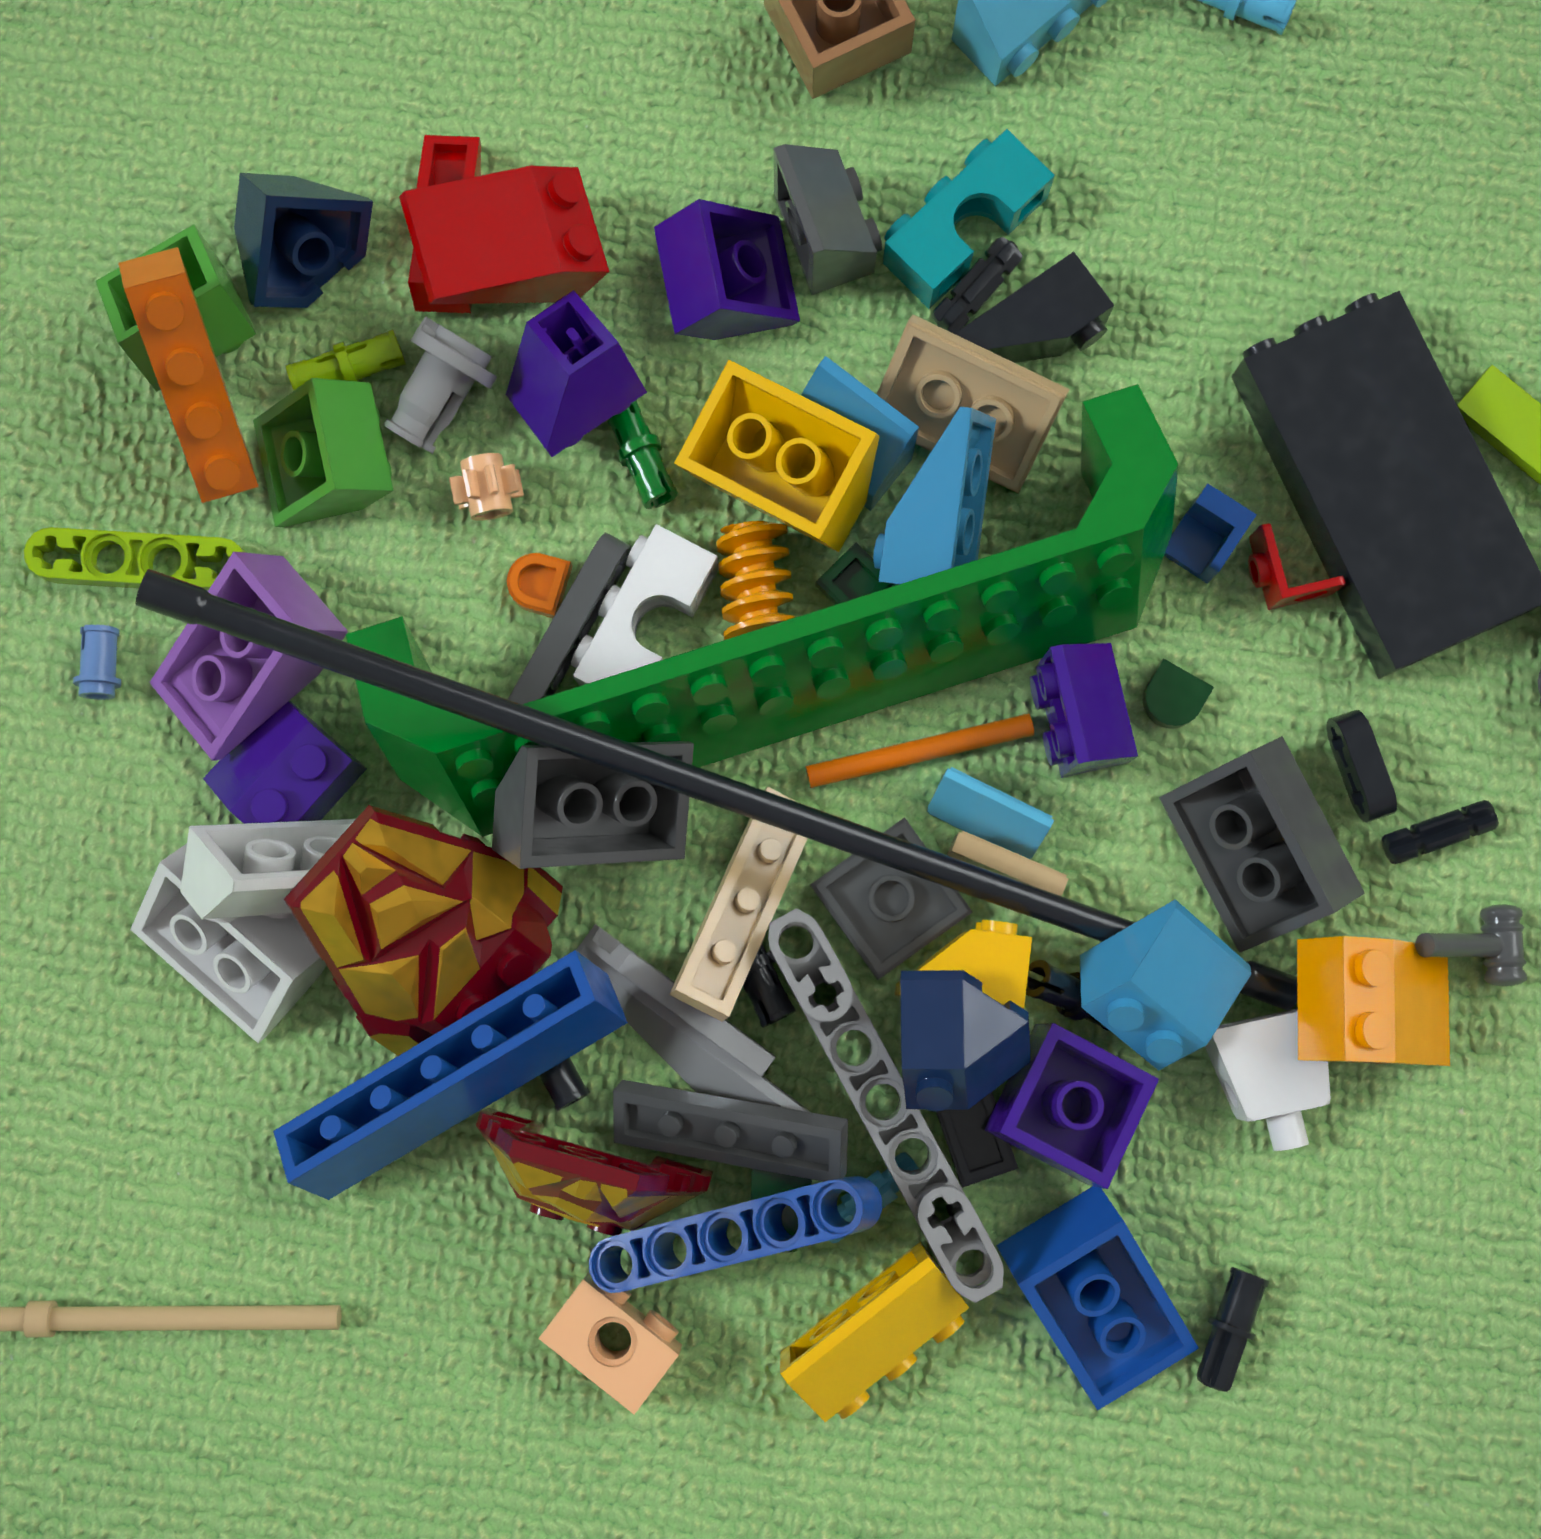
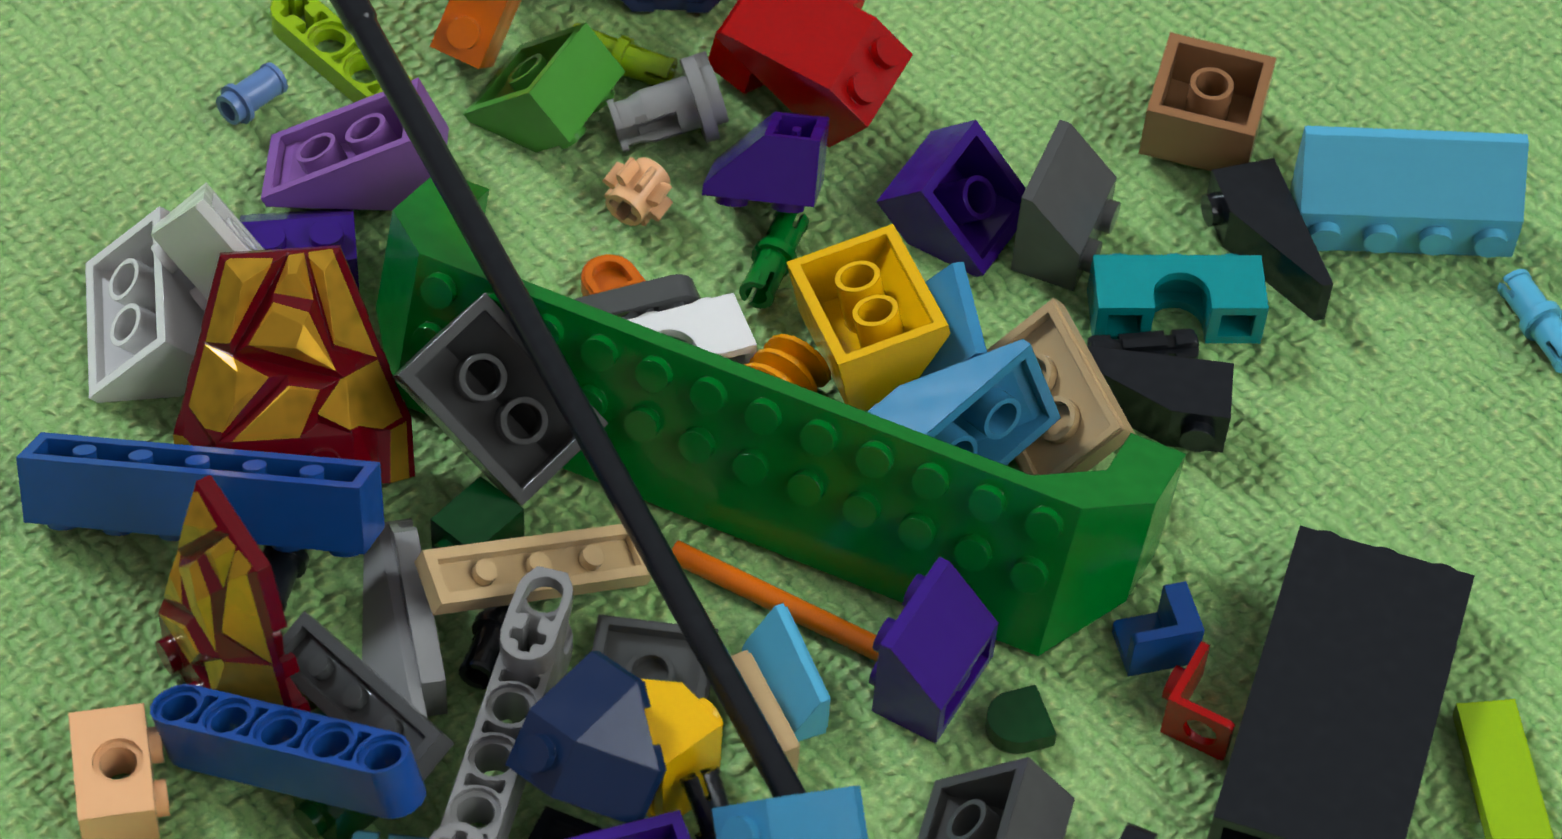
camera: 35 degrees right, 30 degrees down
(661, 902) = (477, 516): none -> dark green brick
(978, 94) = (1259, 217): none -> black slope

